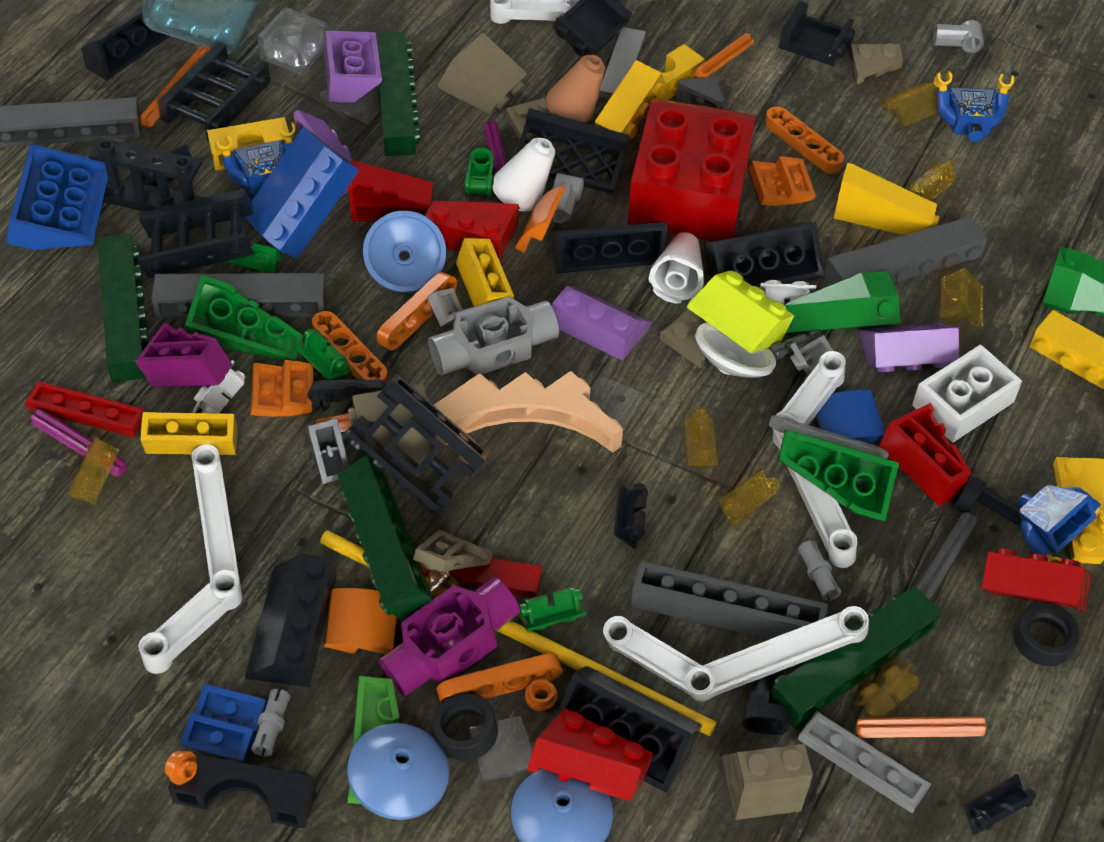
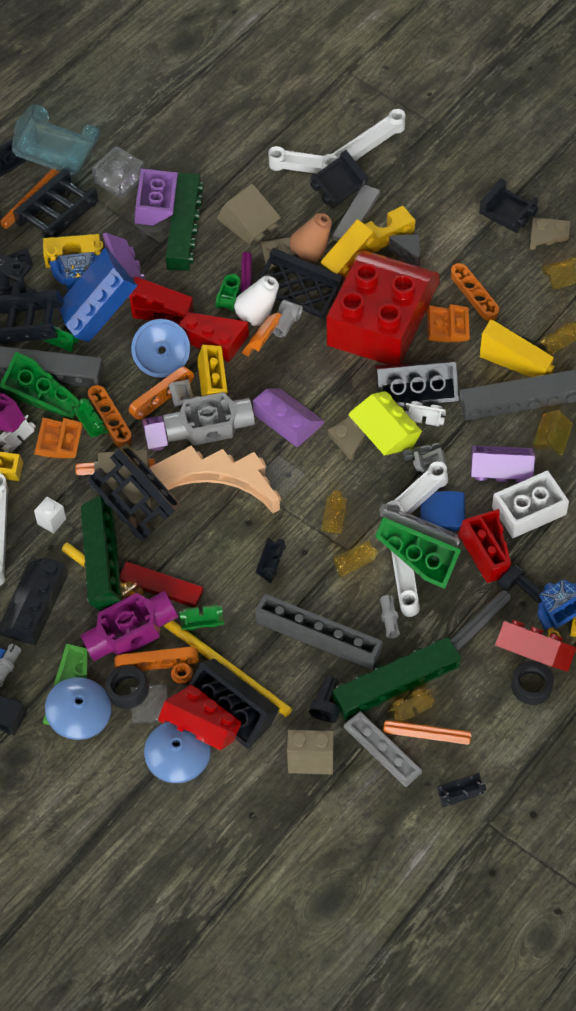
camera: 15 degrees right, 5 degrees up
(293, 494) = (50, 514): none -> white brick
(327, 449) = (78, 486): dark grey slope -> none
(329, 391) = (86, 444): black piece -> none
(358, 622) = (73, 608): orange slope -> none
(421, 363) = (155, 433): none -> slope
(449, 552) = (141, 570): dark tan wing -> none
(608, 246) = (306, 361): black slope -> none
(678, 270) = (351, 384): white cone -> none
(724, 56) = (432, 218): orange axle -> none
(730, 356) = (369, 456): white dish -> none
(743, 665) = (318, 673): white piece -> none
(853, 303) = (466, 426): green wedge -> none

